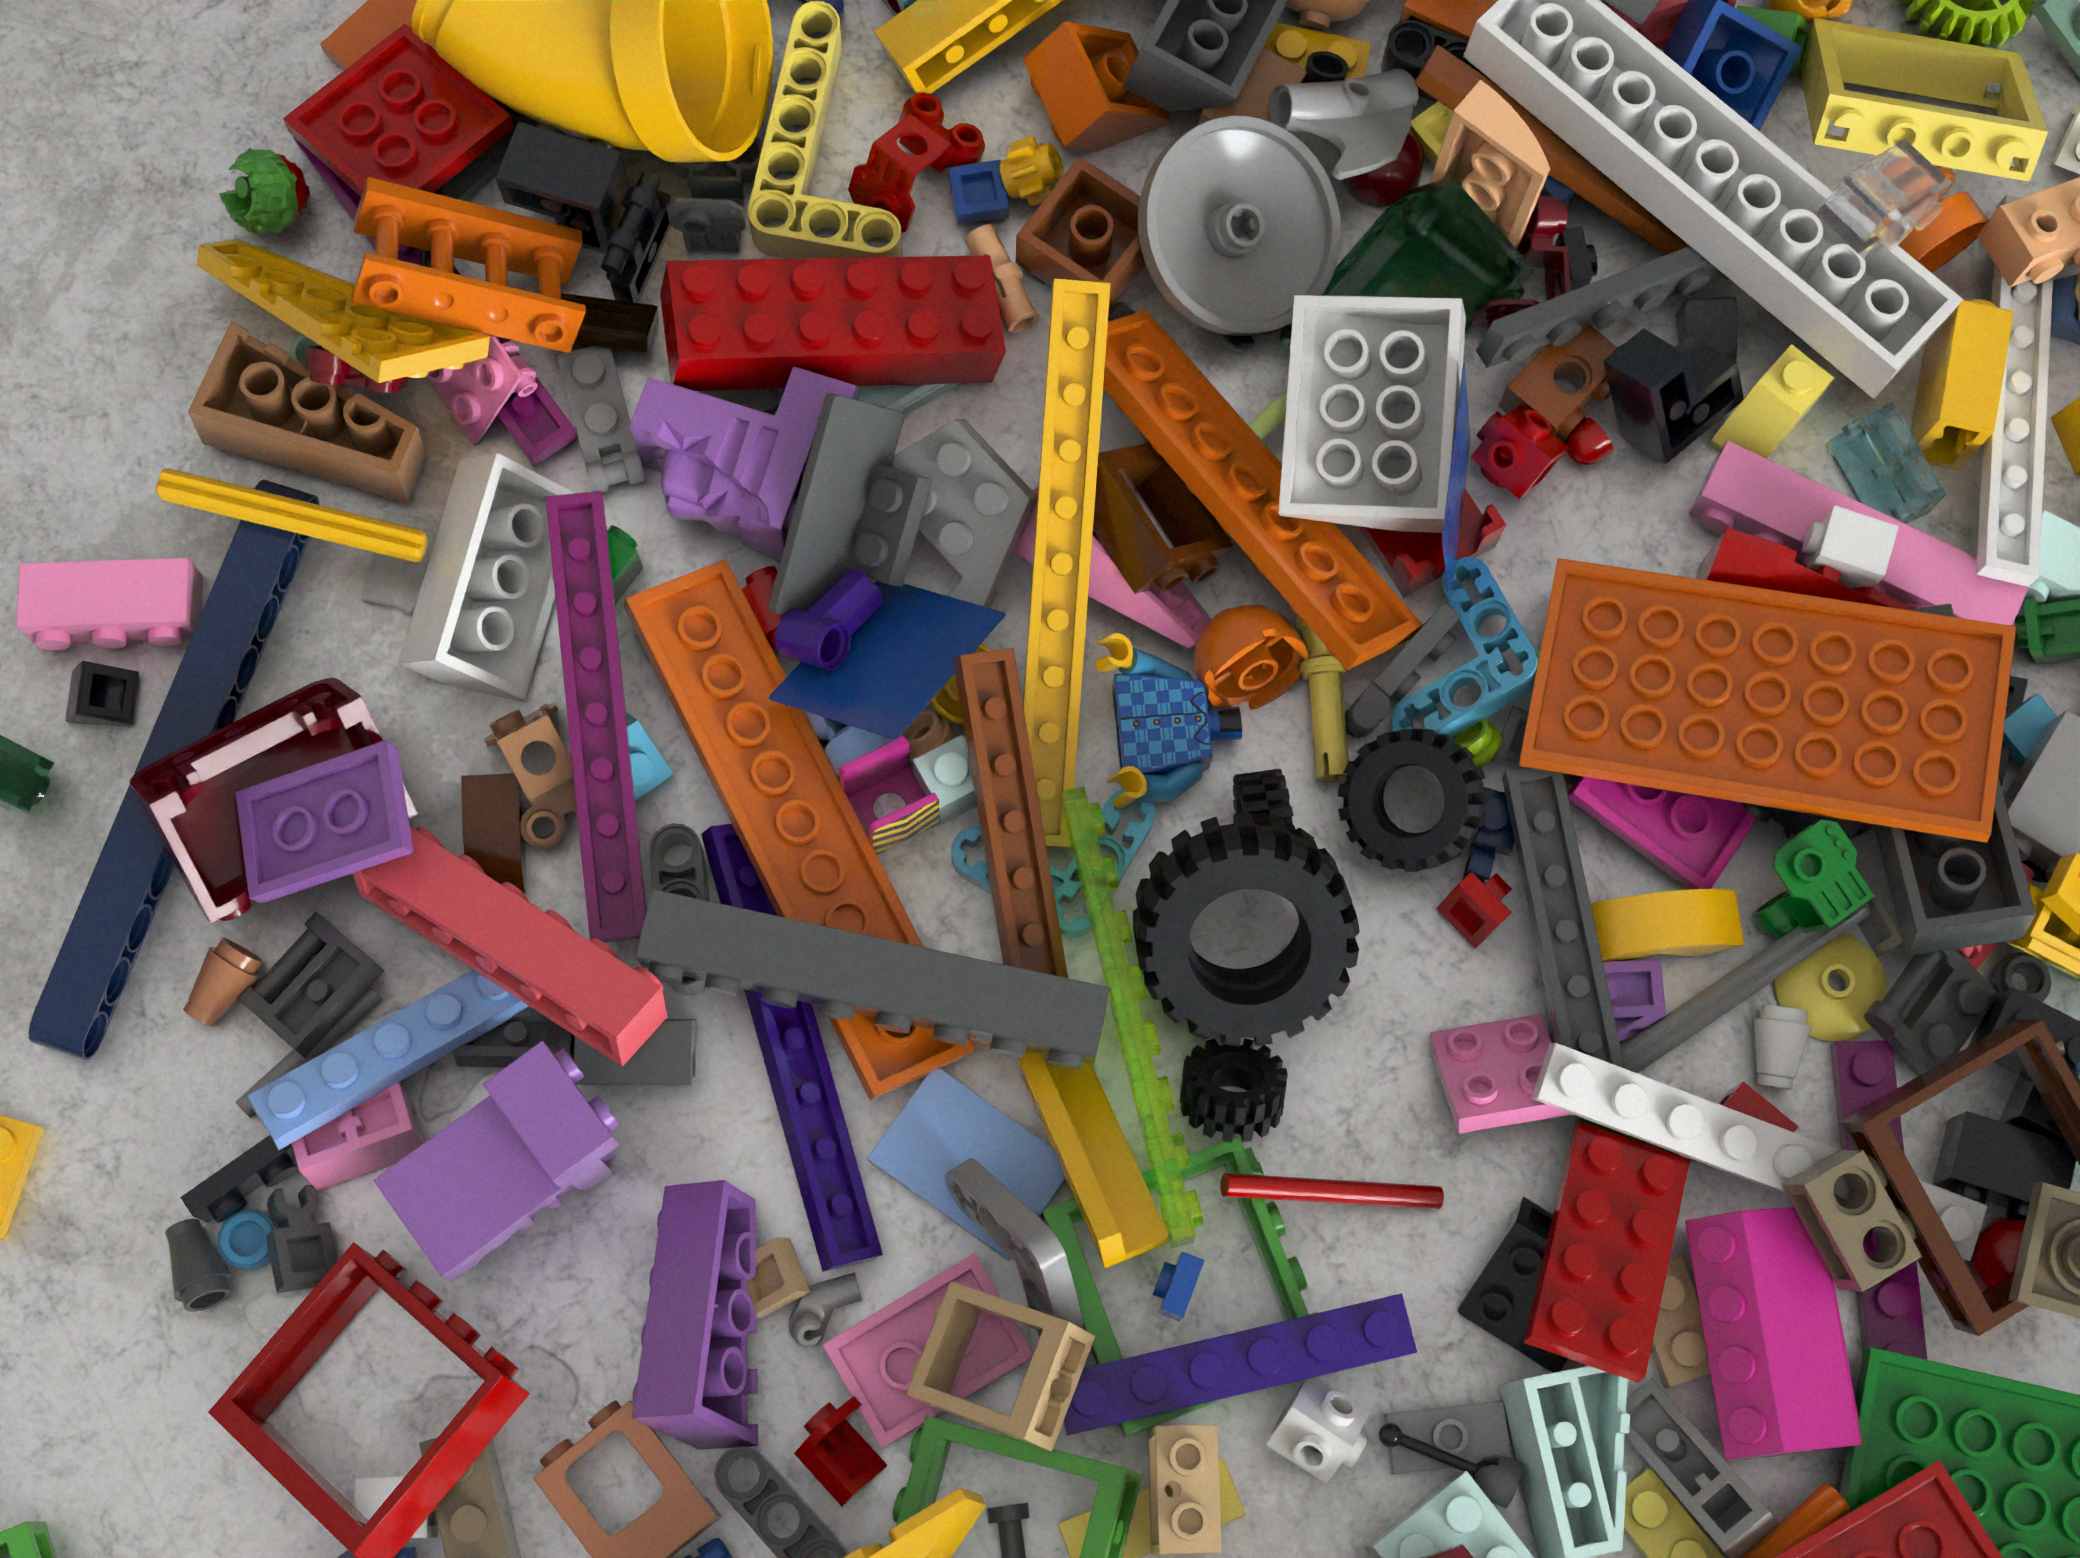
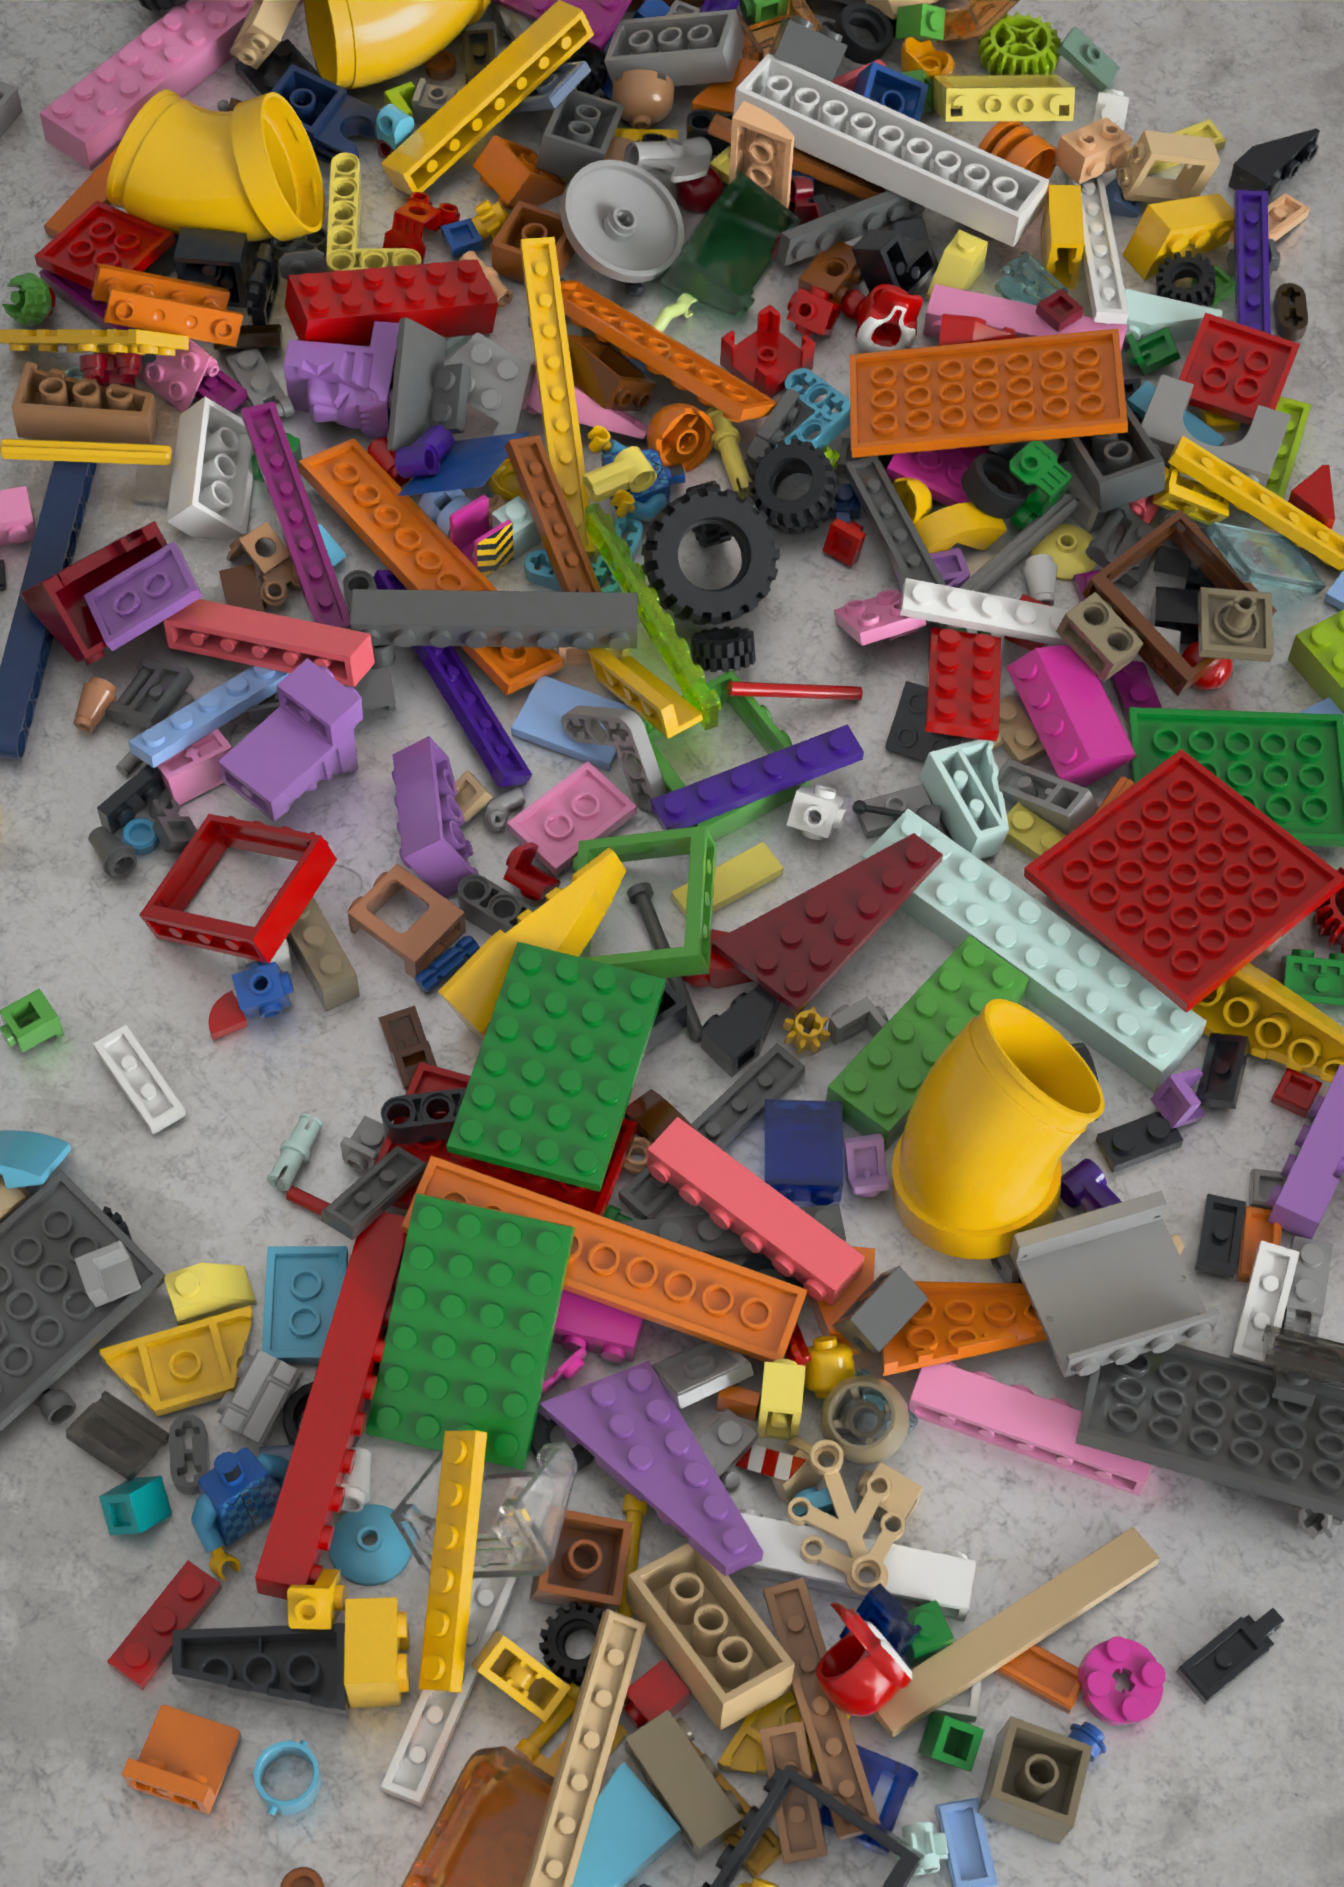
camera: 10 degrees left, 15 degrees down
(1048, 1380) = (646, 802): tan window -> none
(1147, 730) = (628, 471): none -> light yellow piece
(1177, 1285) = (713, 742): blue plate -> none
(1189, 1464) = (744, 835): tan window -> none
(1372, 410) = (723, 290): white slope -> none
(1456, 487) = (780, 319): blue sticker -> none
(1605, 857) = (914, 496): none -> yellow hair
(1635, 496) = (887, 319): none -> red piece
(1713, 875) = (979, 487): none -> black tyre
(1852, 545) = (1017, 313): white brick -> none
(1885, 199) = (990, 134): clear brick -> none
(1926, 543) = (1059, 310): none -> dark red plate

